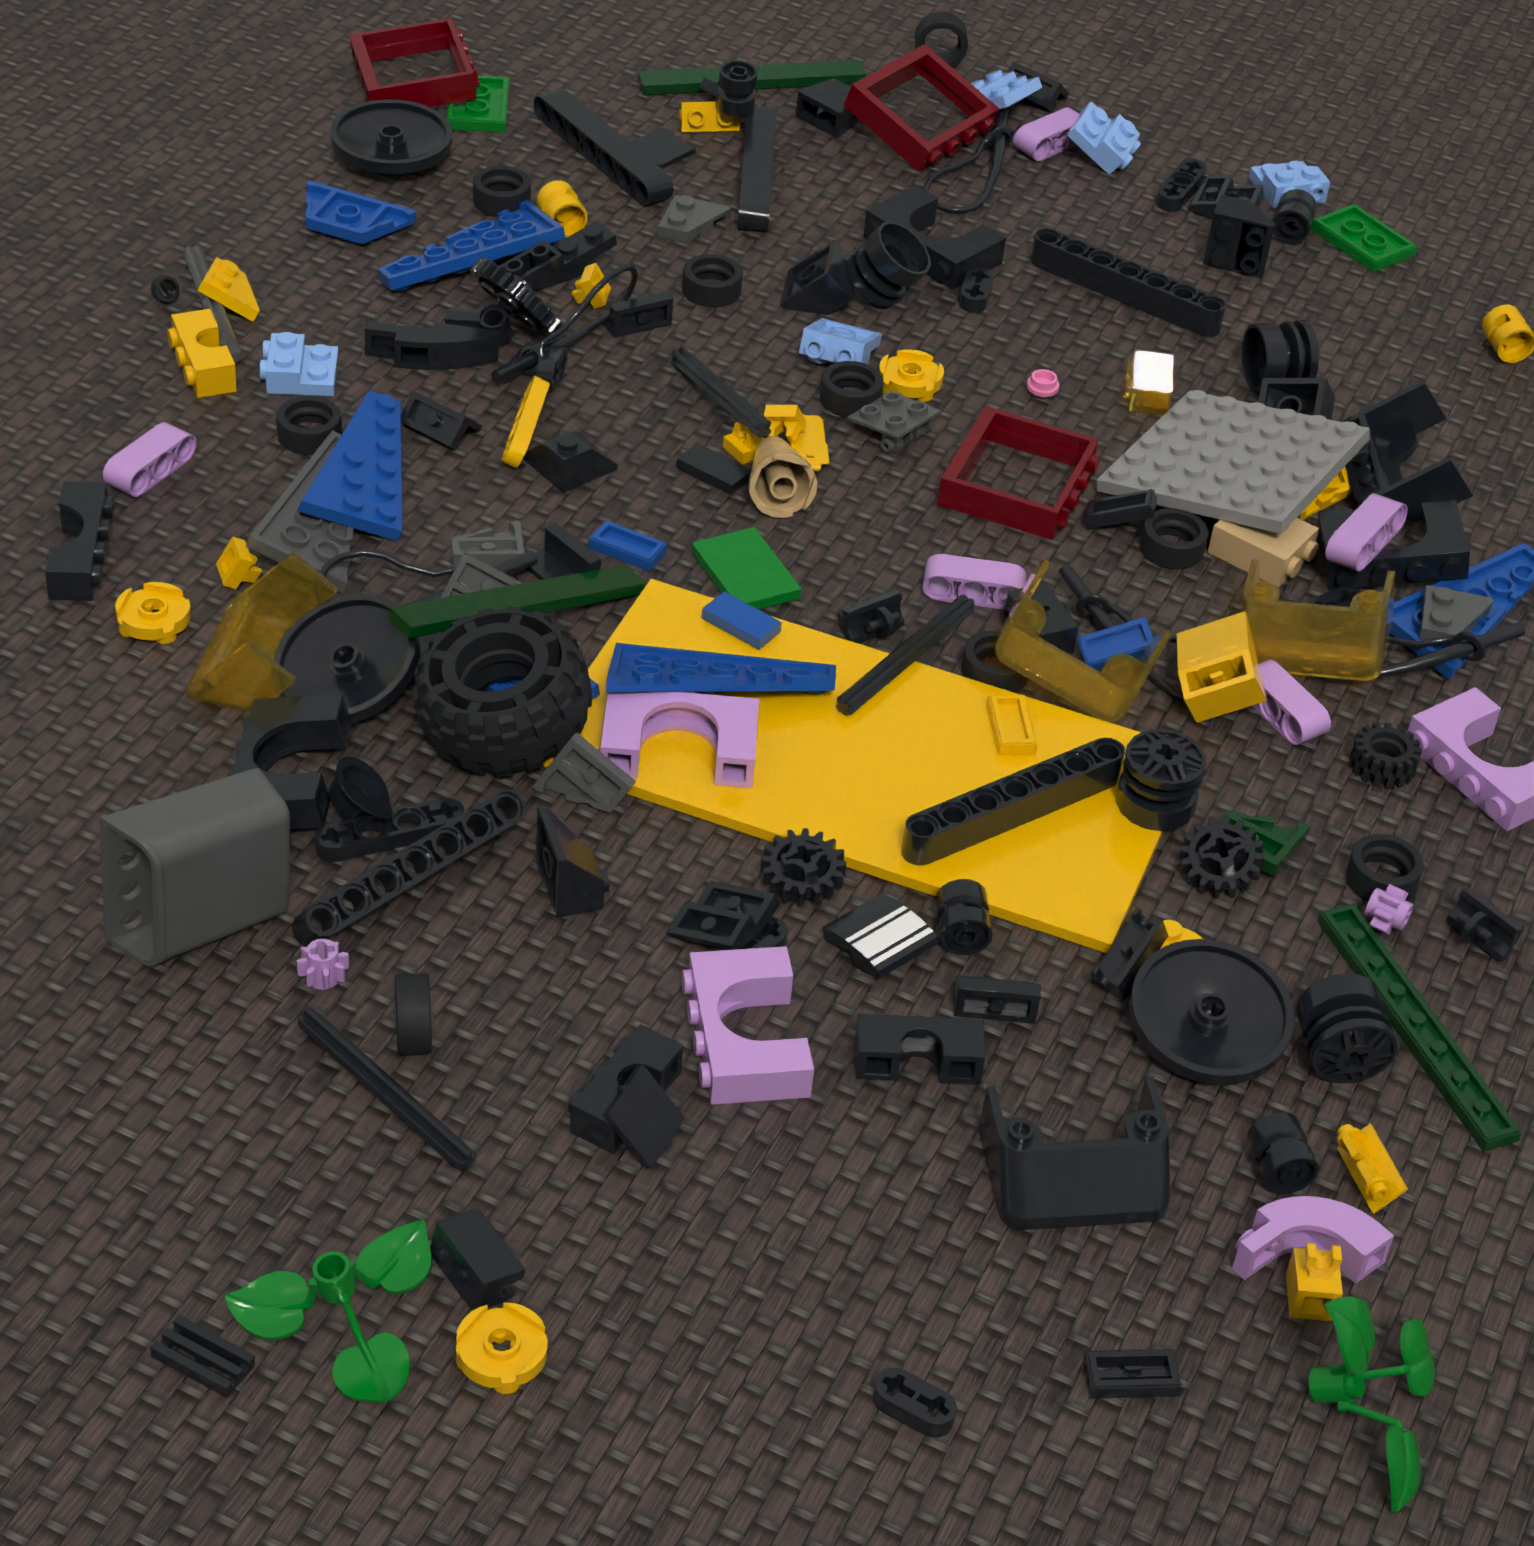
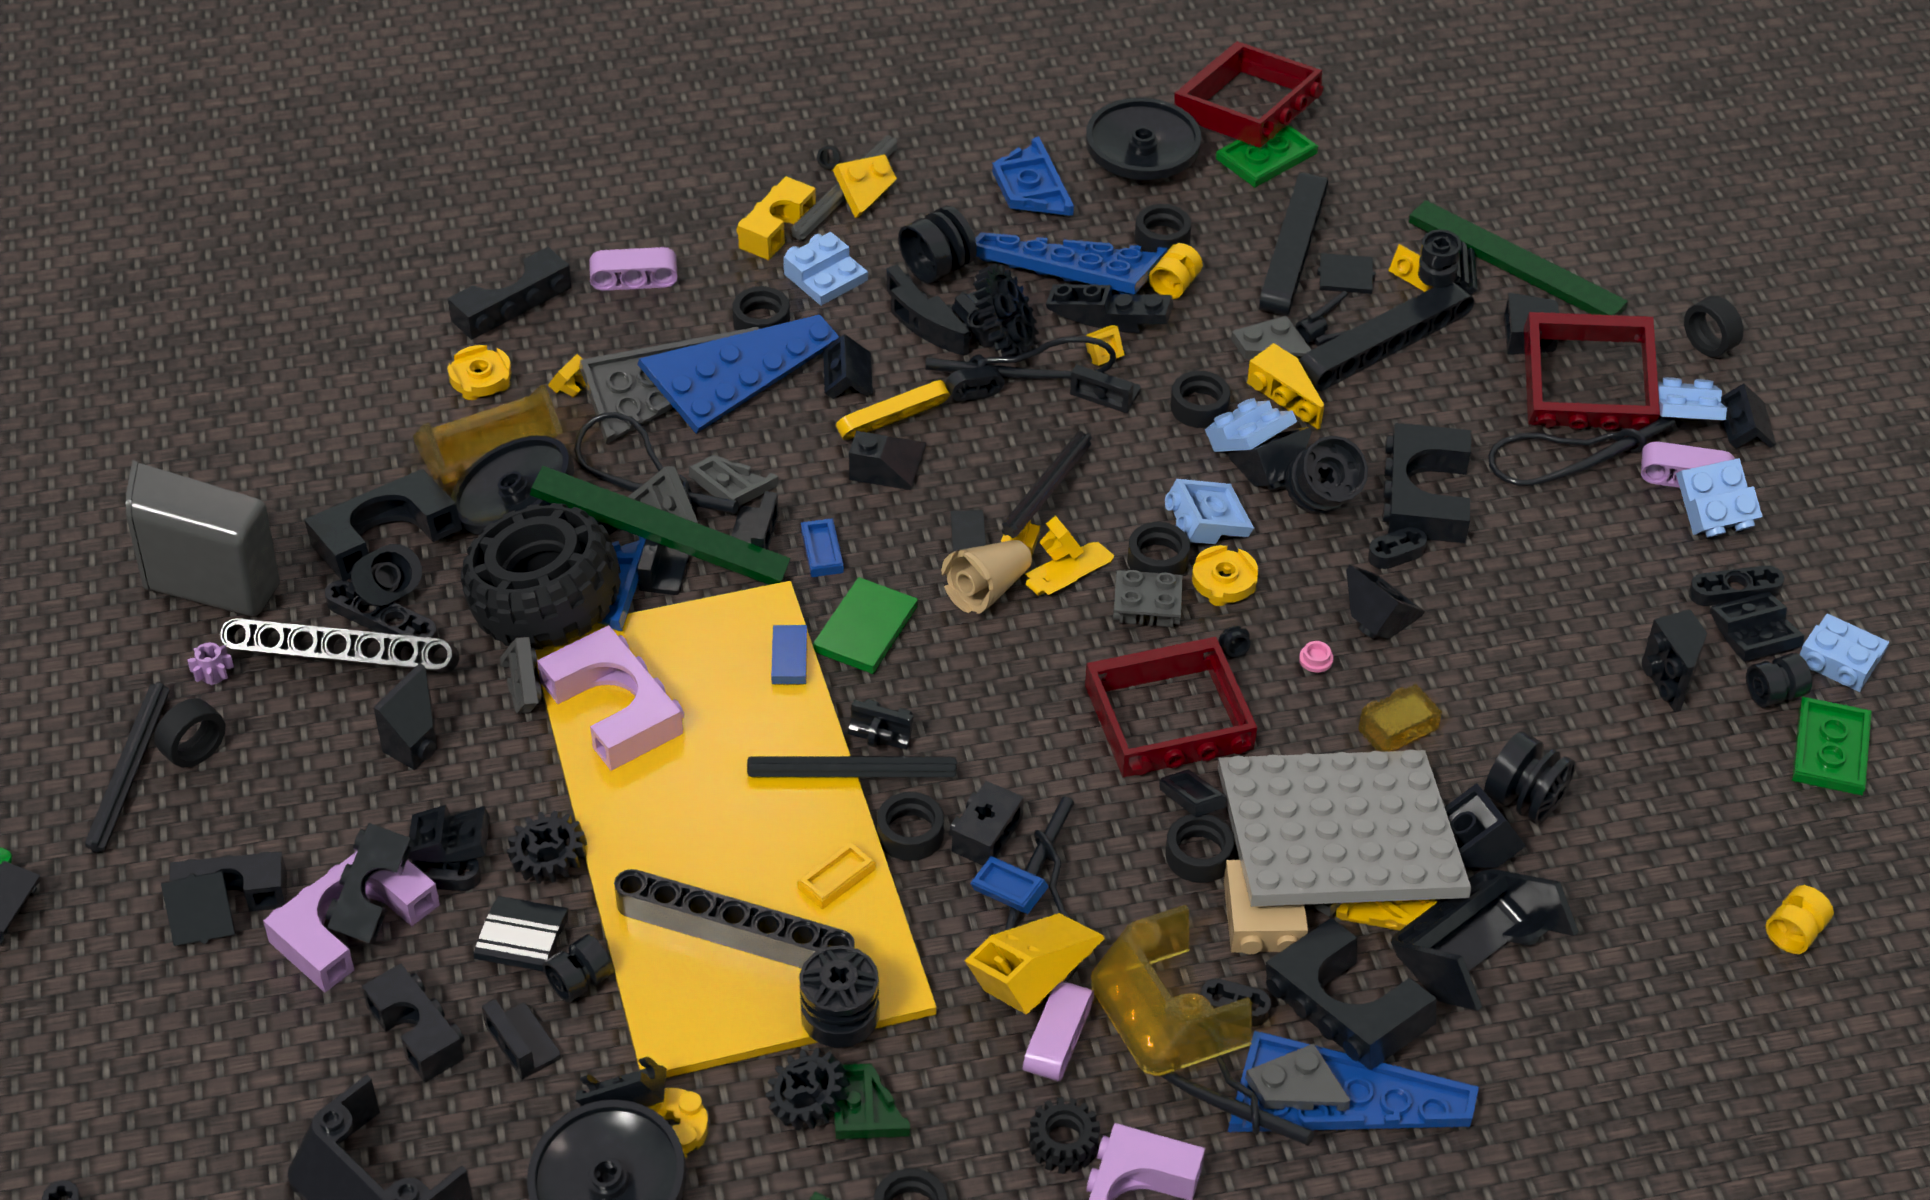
camera: 55 degrees right, 5 degrees up
(373, 287) = (937, 244): none -> black wheel
(680, 670) = (685, 659): blue wing -> none
(705, 188) = (1314, 326): none -> black plant
(753, 234) = (1286, 382): none -> yellow slope
(758, 1010) = (376, 851): none -> black arch
(782, 273) = (1248, 426): none -> light blue plate
(976, 578) = (995, 755): lavender beam -> none
(979, 403) = (1235, 641): none -> black plate
(1030, 324) = (1378, 604): none -> black slope
(1100, 694) = (927, 860): clear yellow windscreen -> none
(1128, 282) = (1528, 631): black beam -> none
(1366, 532) = (1314, 960): lavender beam -> none

